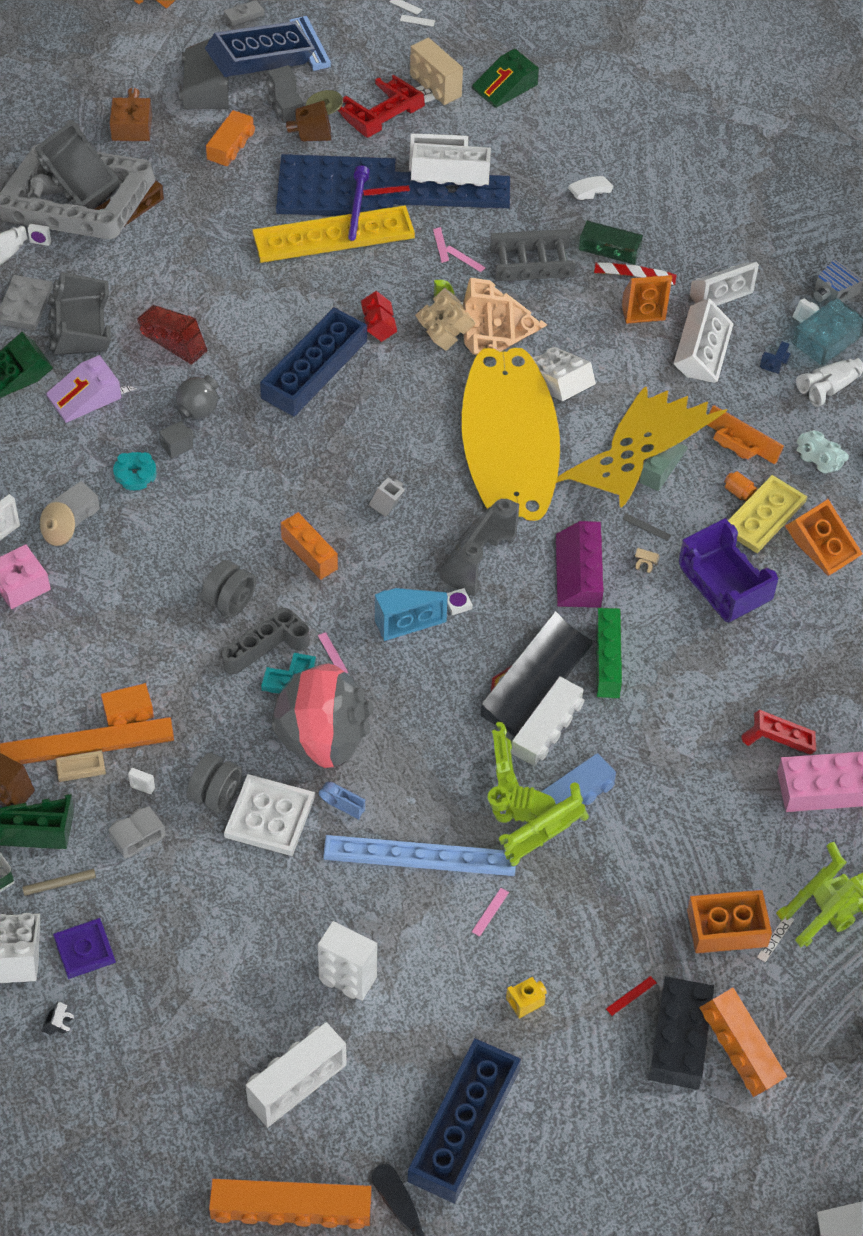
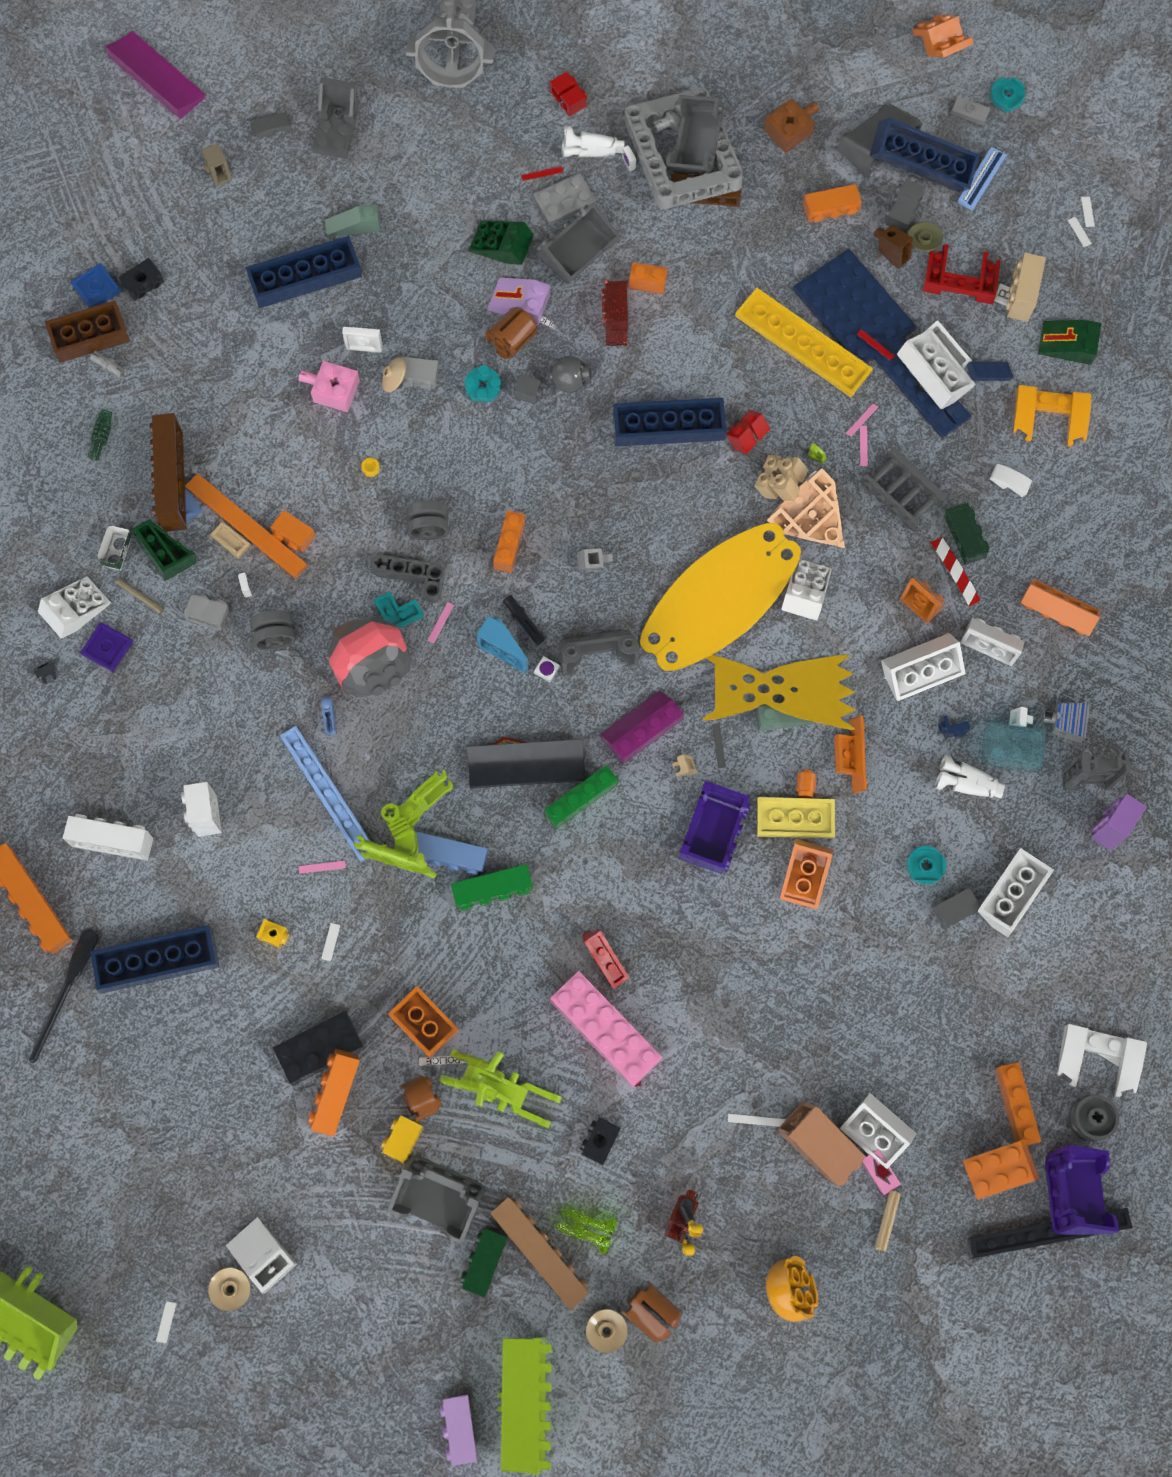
camera: 50 degrees right, 20 degrees up
(112, 411) = (512, 332): none -> dark orange cylinder
(124, 606) = (370, 467): none -> yellow tile
(165, 290) = (648, 278): none -> orange brick
(269, 815) = (282, 680): white plate -> none
(361, 175) = (870, 318): dark purple piece -> none
(382, 584) = (519, 614): none -> black pin
(485, 136) = (989, 371): none -> dark blue tile
(536, 137) = (1076, 405): none -> light orange wedge
(547, 721) = (492, 797): white brick -> none
(574, 955) = (330, 942): none -> white sticker
(631, 995) = (328, 997): red sticker -> none
(636, 779) = (491, 887): none -> green brick
(733, 225) = (1060, 607): none -> orange brick
(805, 973) = (420, 1098): none -> dark orange brick
(821, 451) = (886, 819): light aqua brick -> none
(834, 1022) = (402, 1139): none -> yellow brick

